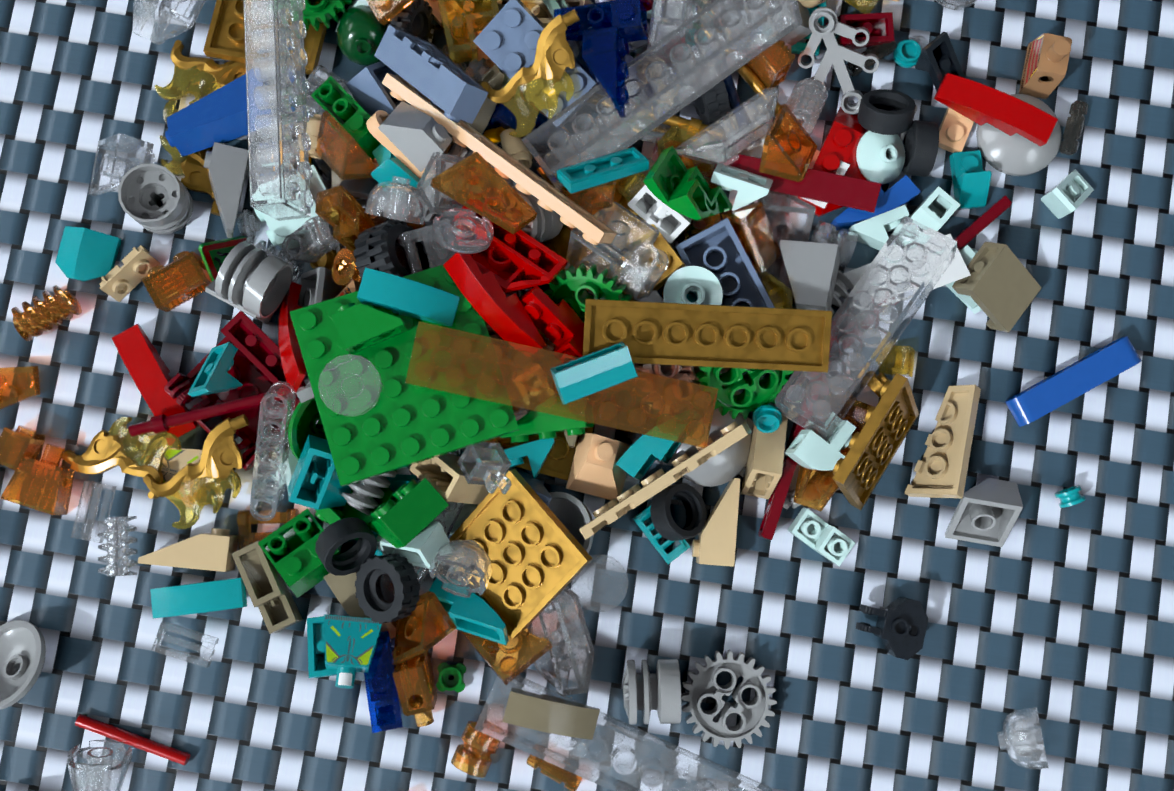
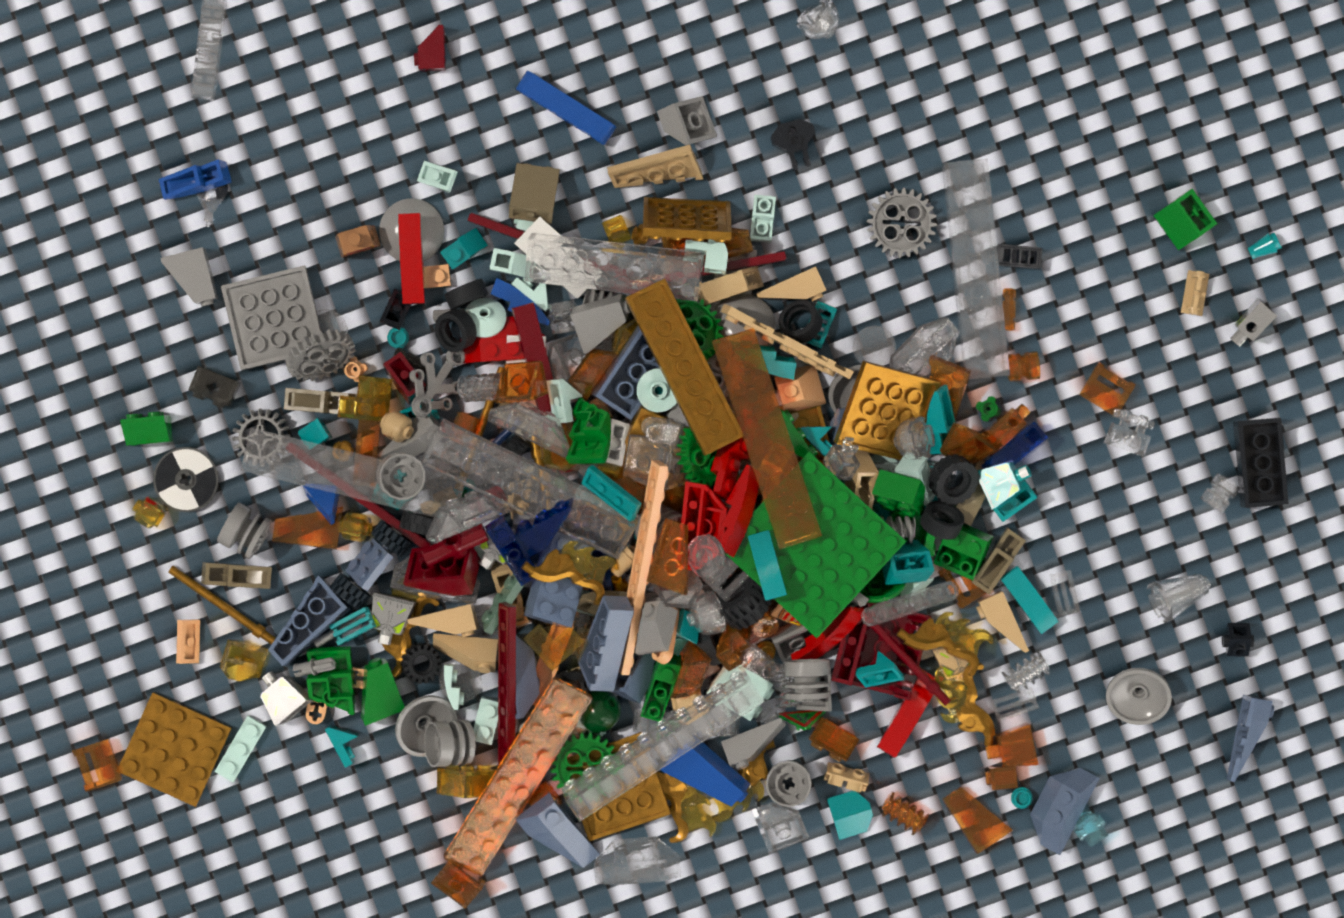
camera: 120 degrees left, 5 degrees up
(132, 739) = (1143, 595): red bar -> none
(350, 385) = (841, 570): clear tile -> none
(365, 326) = (800, 582): green slope -> none
(550, 714) = (973, 331): dark tan slope -> none
(593, 372) = (750, 423): teal piece -> none
(653, 691) = (923, 275): light grey wheel -> none
(767, 418) = (709, 298): teal plate -> none
(1070, 496) = (645, 70): teal bush -> none
(1074, 127) = (387, 196): clear smoke axle -> none

